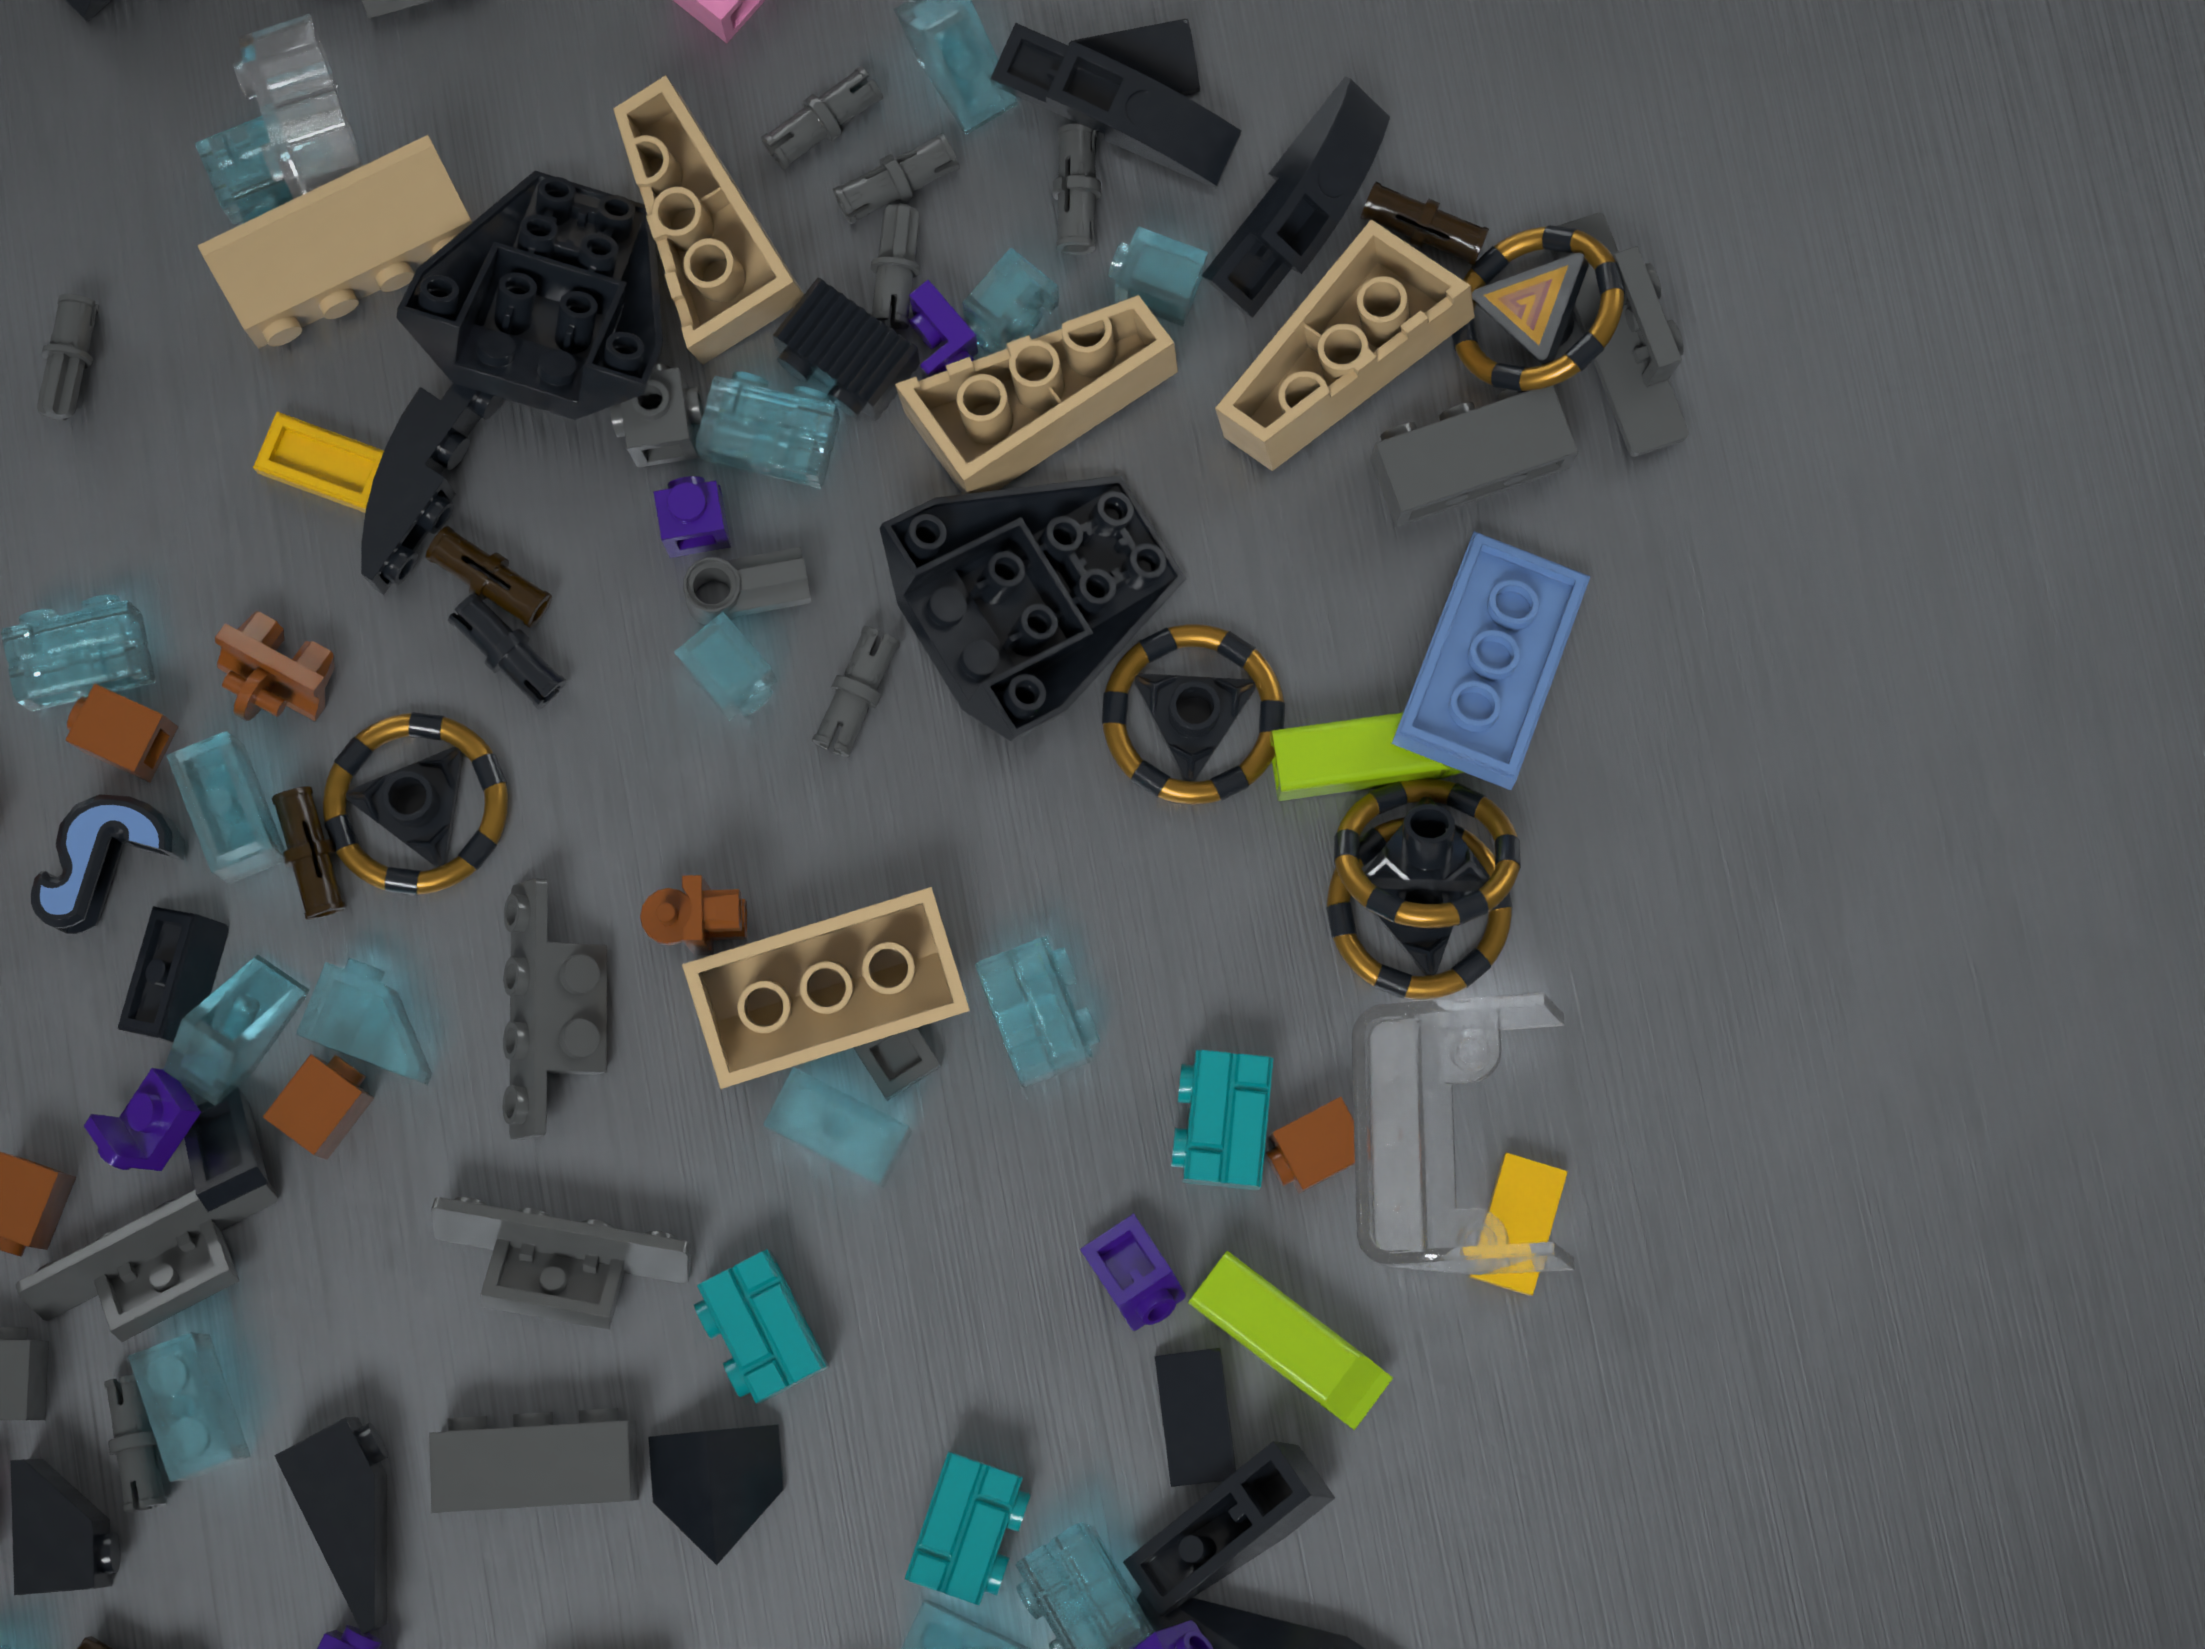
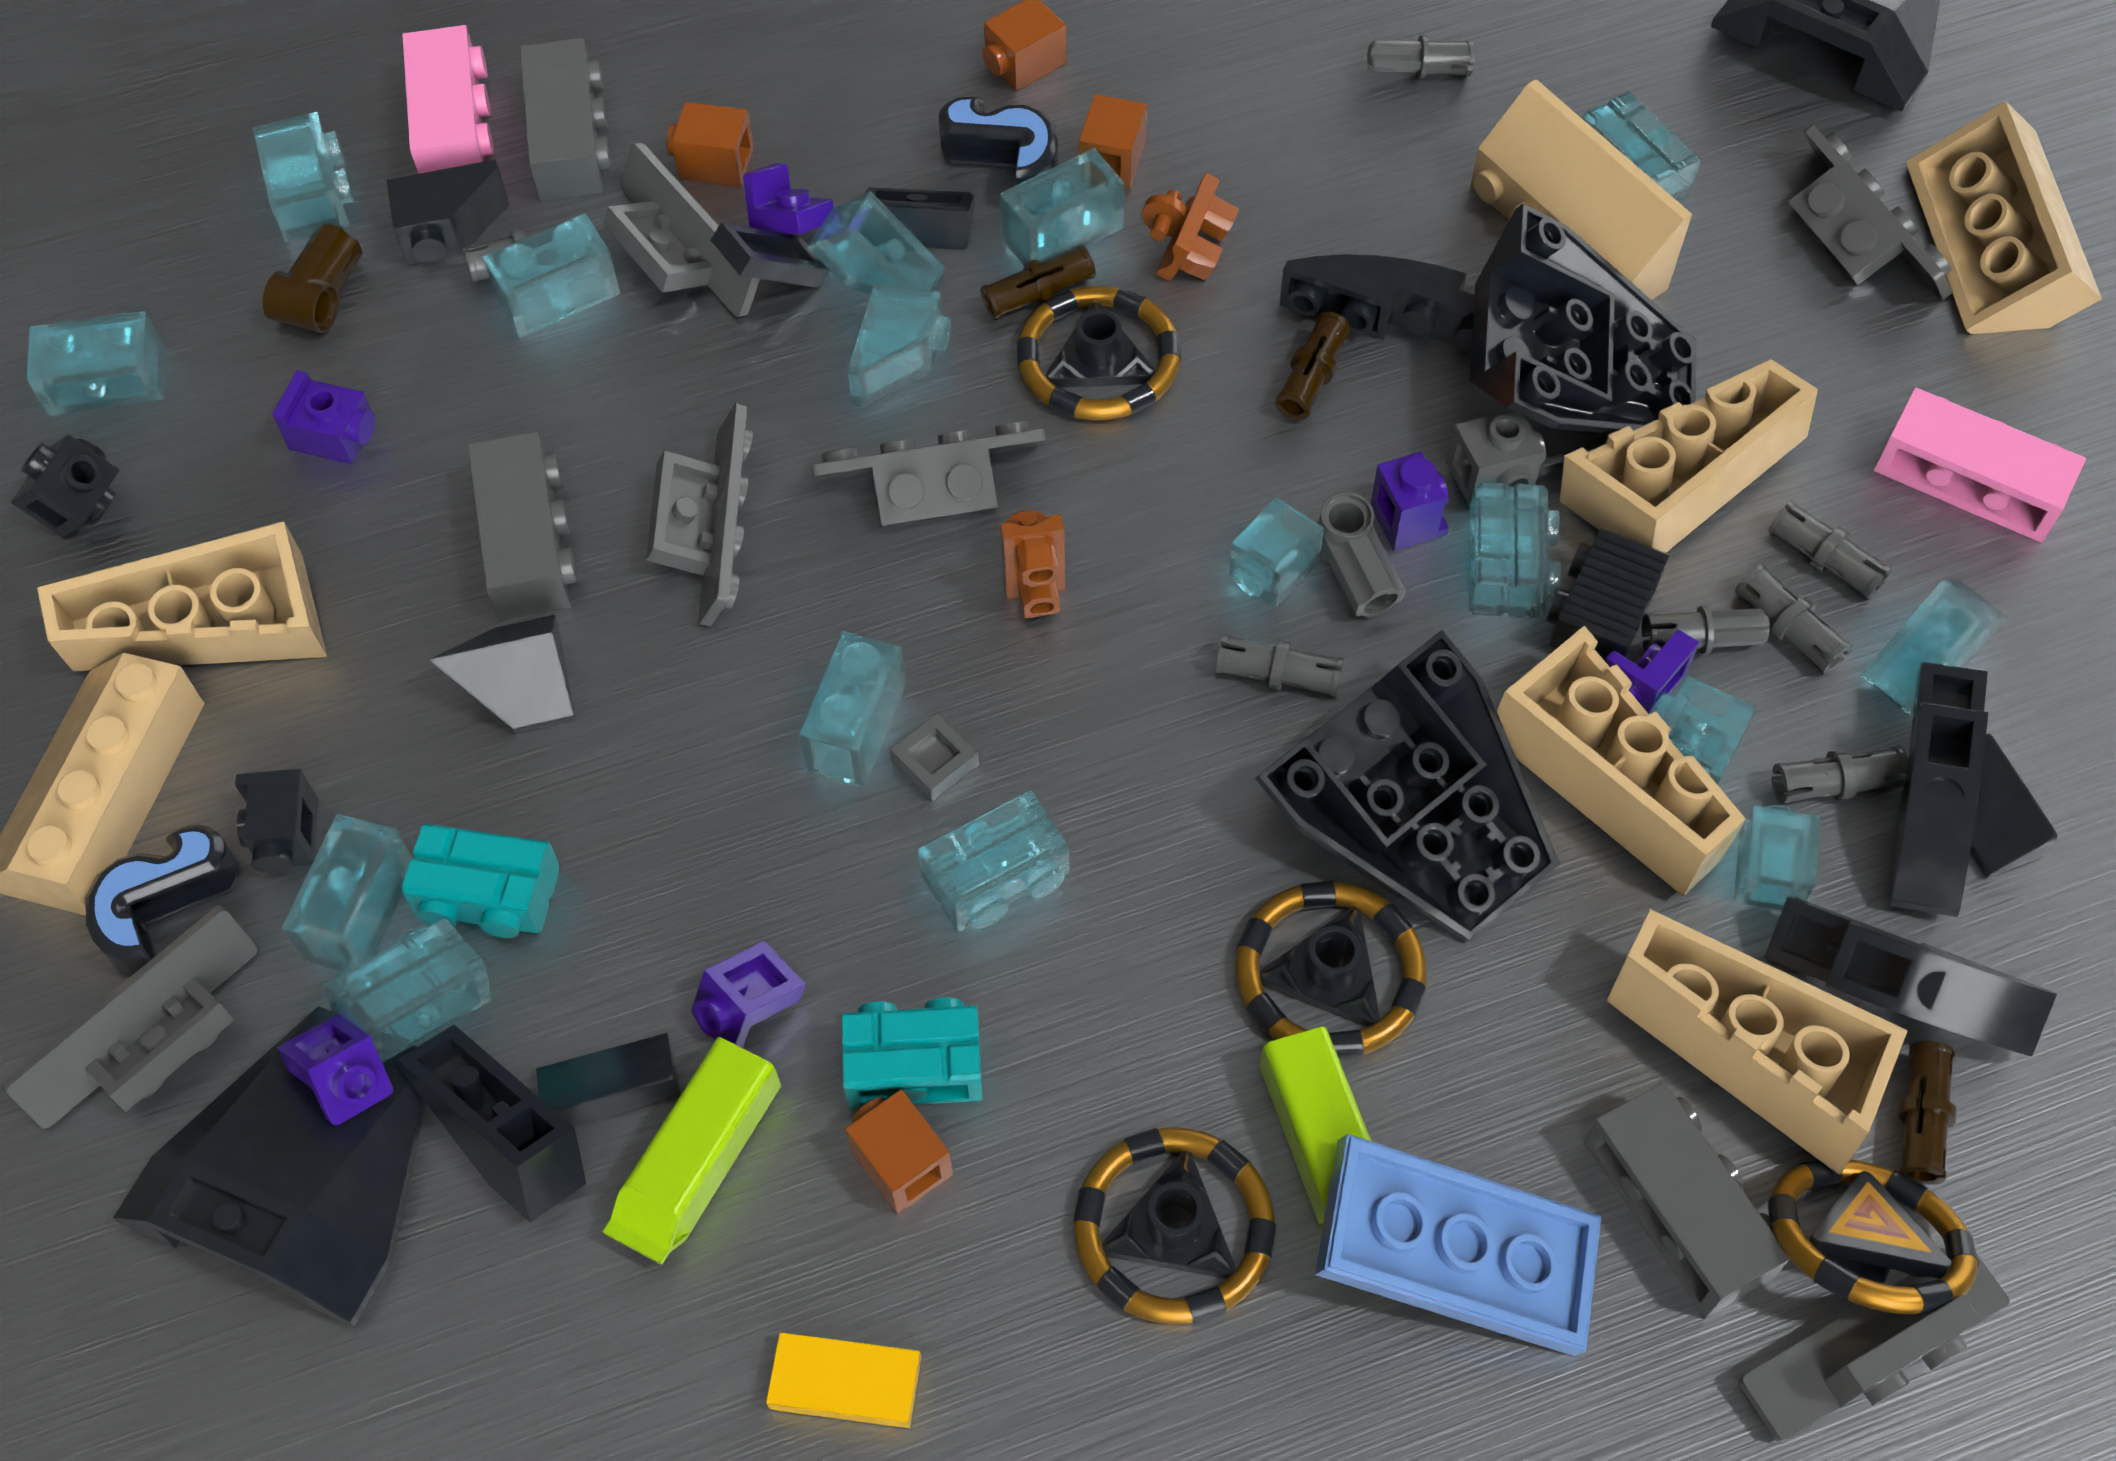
camera: 85 degrees right, 20 degrees down
(63, 655) = (1180, 108): clear light blue brick -> none
(299, 105) = (1693, 130): clear brick -> none
(318, 461) = (1385, 225): yellow tile -> none
(320, 1104) = (817, 321): dark orange brick -> none
(344, 1501) = (467, 399): black slope -> none
(506, 650) = (1249, 389): black pin -> none
(760, 1327) = (659, 679): teal brick -> none
(825, 987) = (988, 671): tan slope -> none
(1405, 1133) = (920, 1232): clear windscreen -> none
(1427, 854) = (1227, 1203): black piece -> none

